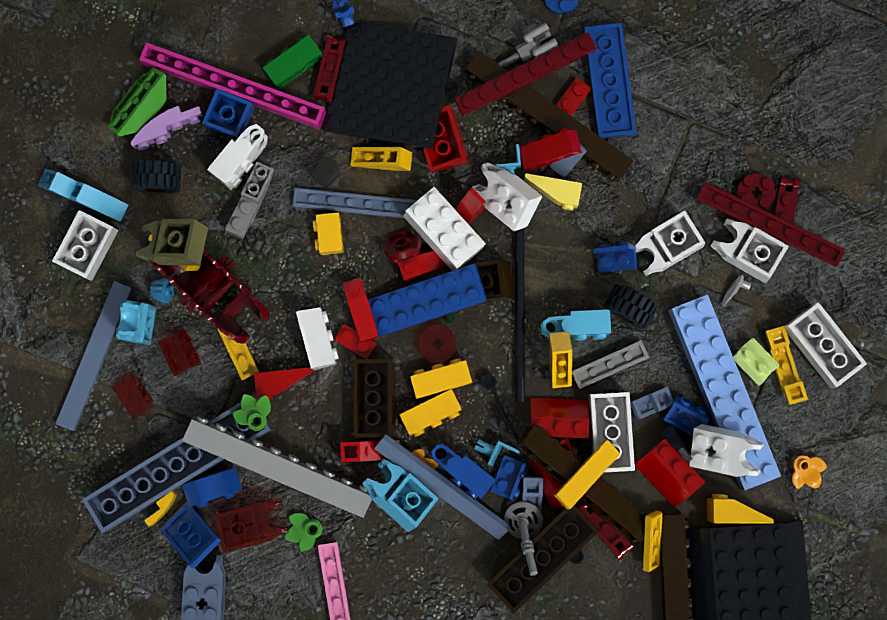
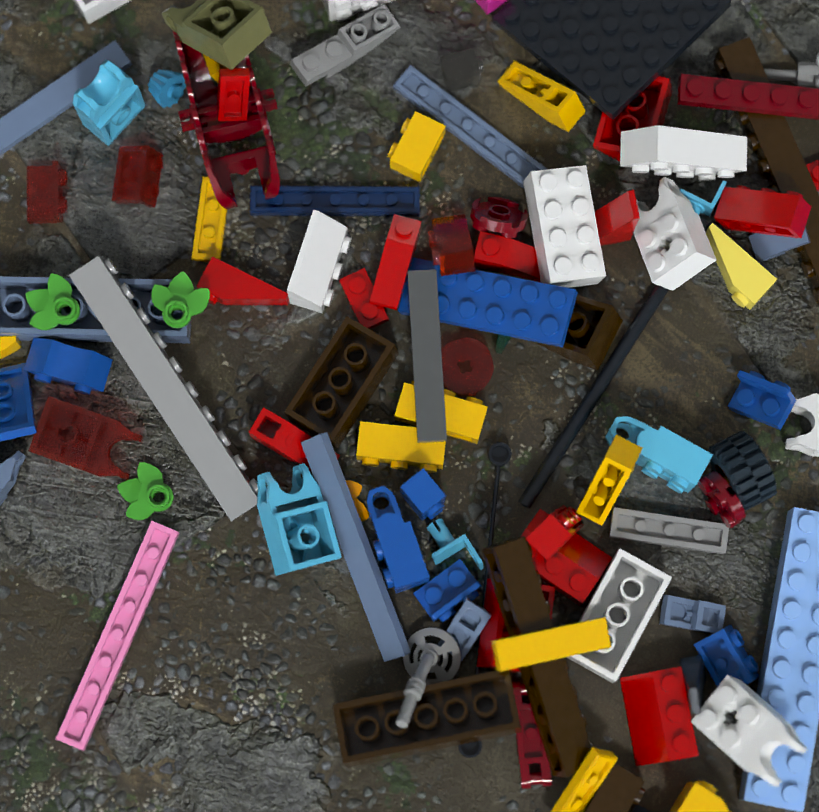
camera: 30 degrees right, 5 degrees down
(180, 462) = (50, 302): none -> bright green plate
(208, 277) = (233, 94): none -> red plate
(304, 293) = (337, 201): none -> dark blue tile
(386, 279) = (452, 245): none -> clear red brick
(413, 353) = (427, 356): none -> dark grey tile
(462, 434) = (423, 495): none -> blue brick
(485, 145) = (683, 152): none -> white brick
(549, 407) = (555, 531): none -> red slope
(628, 329) = (721, 500): none -> dark red plate

